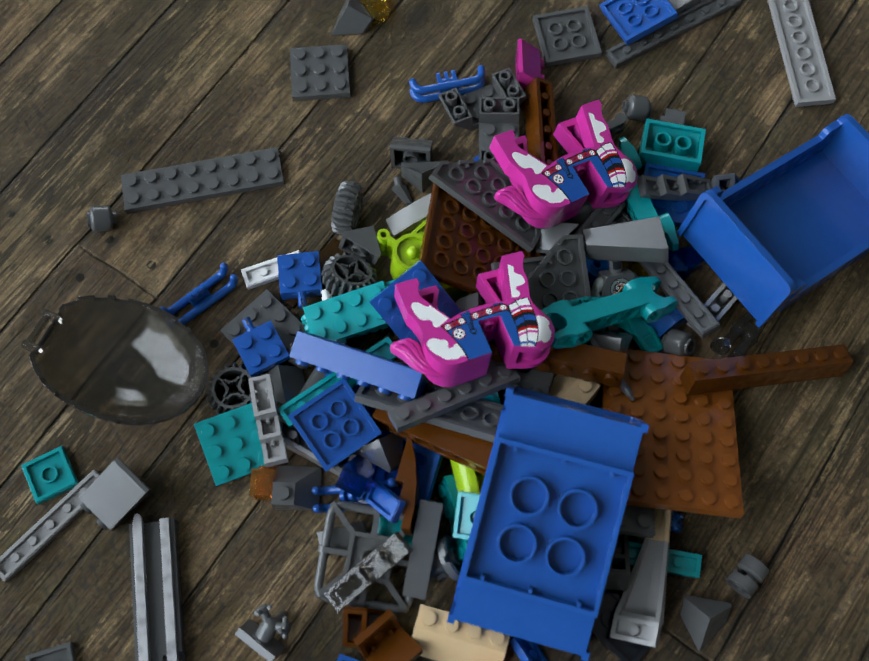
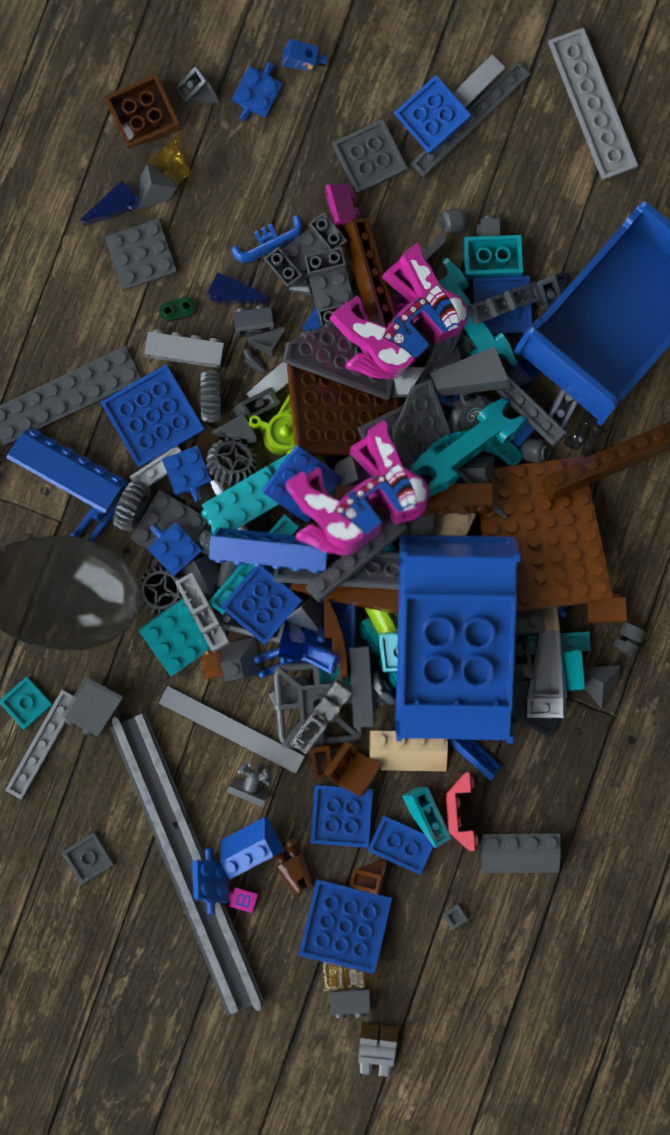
camera: 20 degrees left, 15 degrees up
(177, 243) = (67, 470): none -> blue slope
(230, 293) = (131, 505): none -> dark grey gear
(266, 564) = (231, 729): none -> light grey tile
(282, 217) = (152, 416): none -> blue plate
(304, 23) = (113, 204): none -> clear blue slope
(334, 162) = (184, 349): none -> light grey brick
(340, 127) = (178, 311): none -> dark green plate
(395, 225) = (257, 404): none -> dark grey slope
(399, 122) = (232, 292): none -> clear blue slope
(470, 136) = (301, 288): none -> dark grey bar
(677, 595) = (573, 670): none -> teal slope
(726, 535) = (607, 610): none -> dark orange brick

